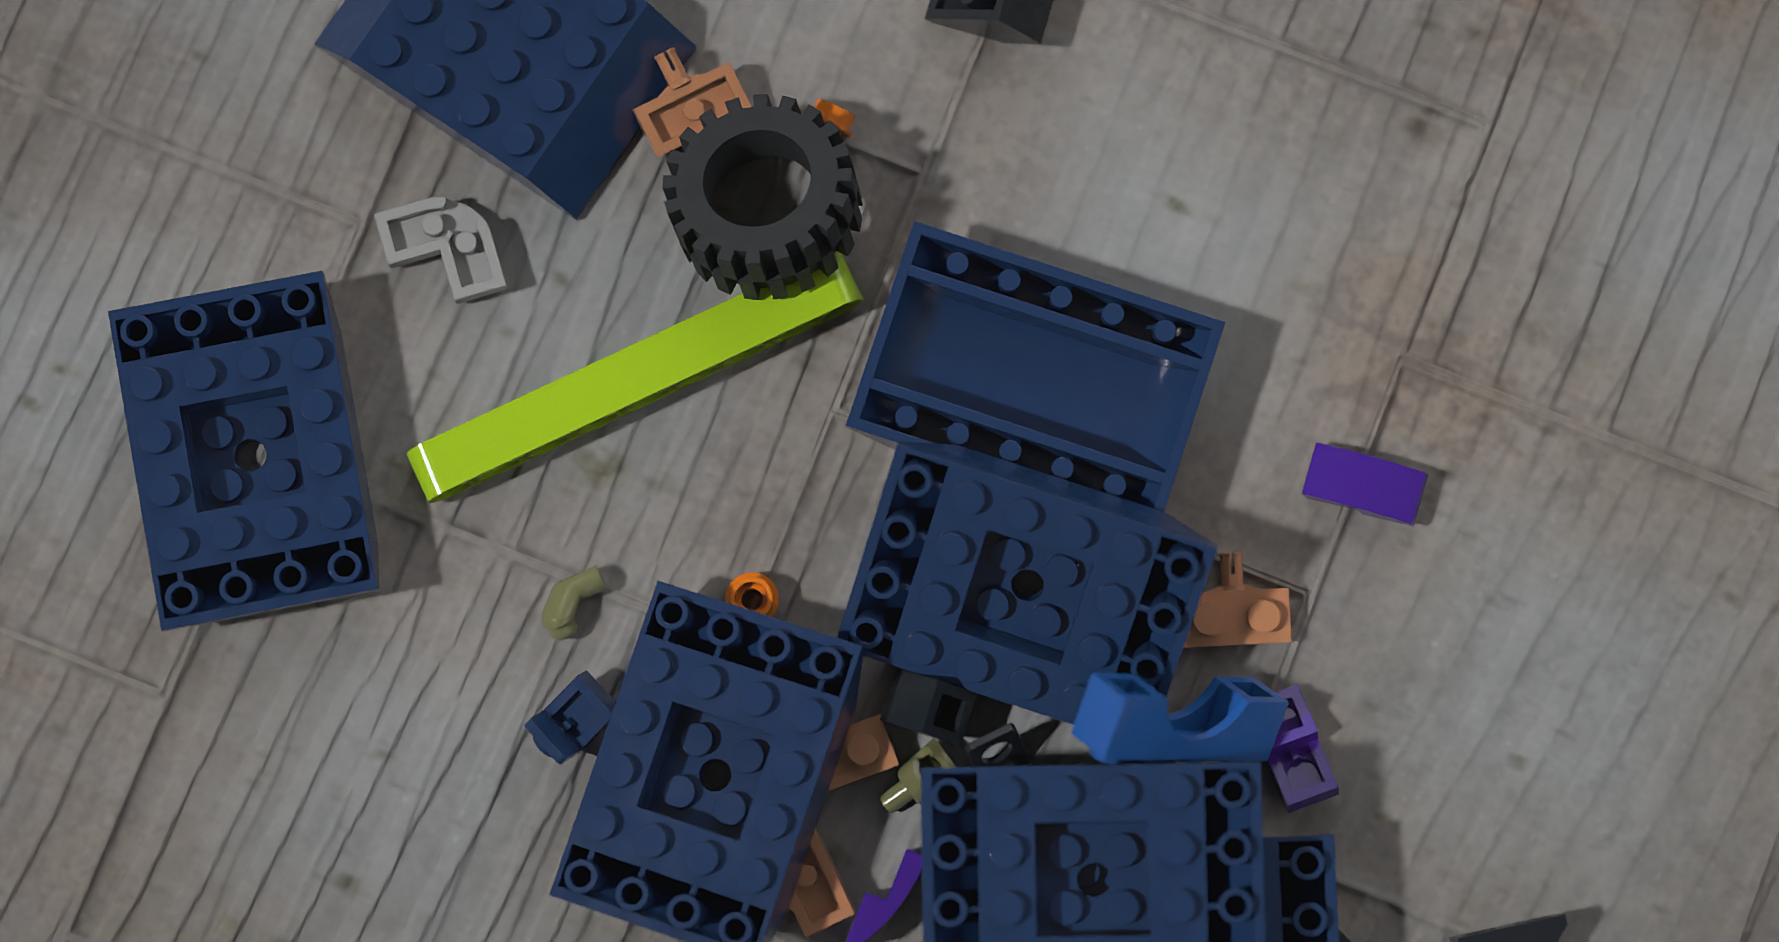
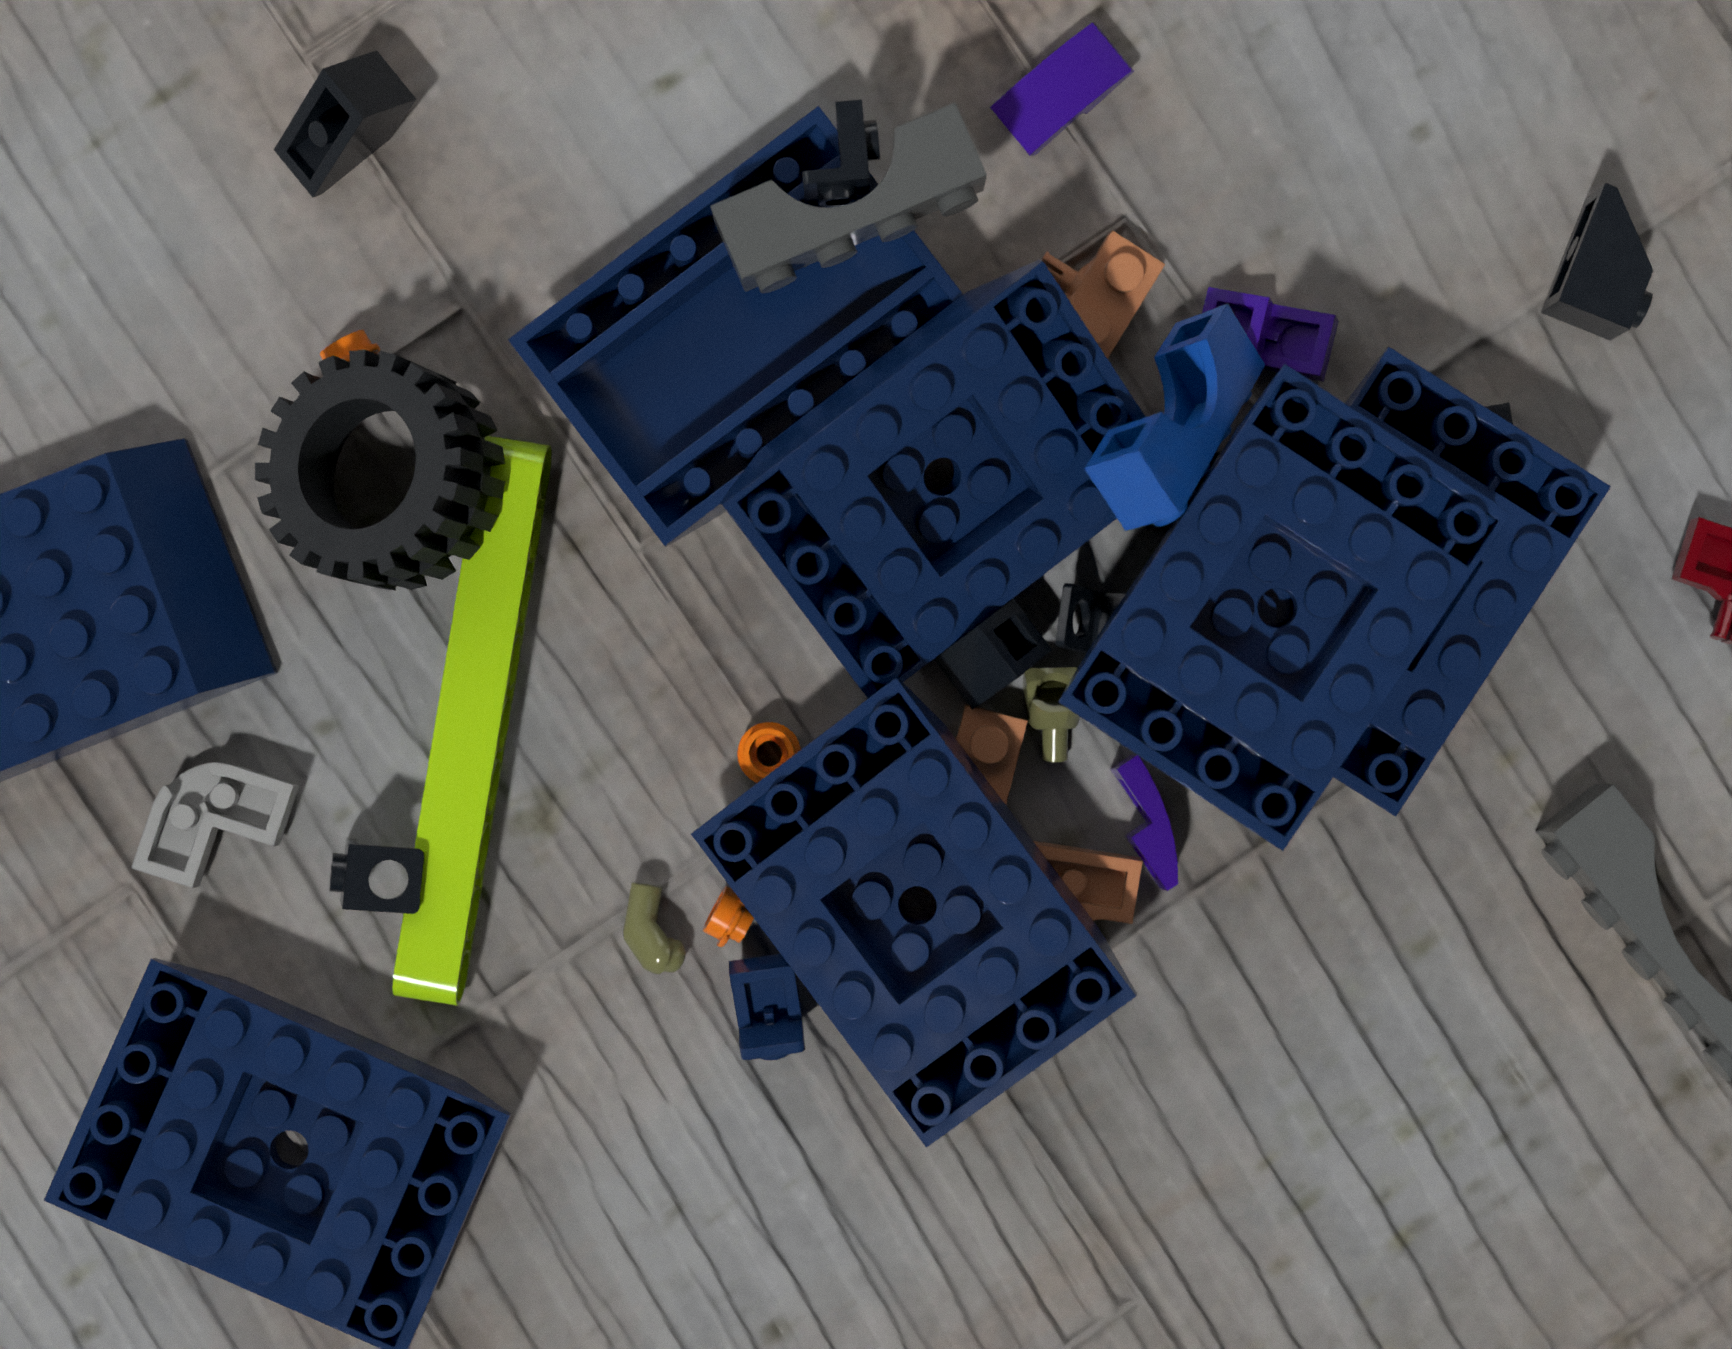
camera: 60 degrees left, 5 degrees up
(475, 365) = (352, 871): none -> black bracket
(615, 649) = (728, 918): none -> orange plate
(685, 101) = (231, 485): nougat plate -> none
(1211, 367) = (857, 145): none -> black bracket
(1229, 427) = (776, 235): none -> dark grey arch

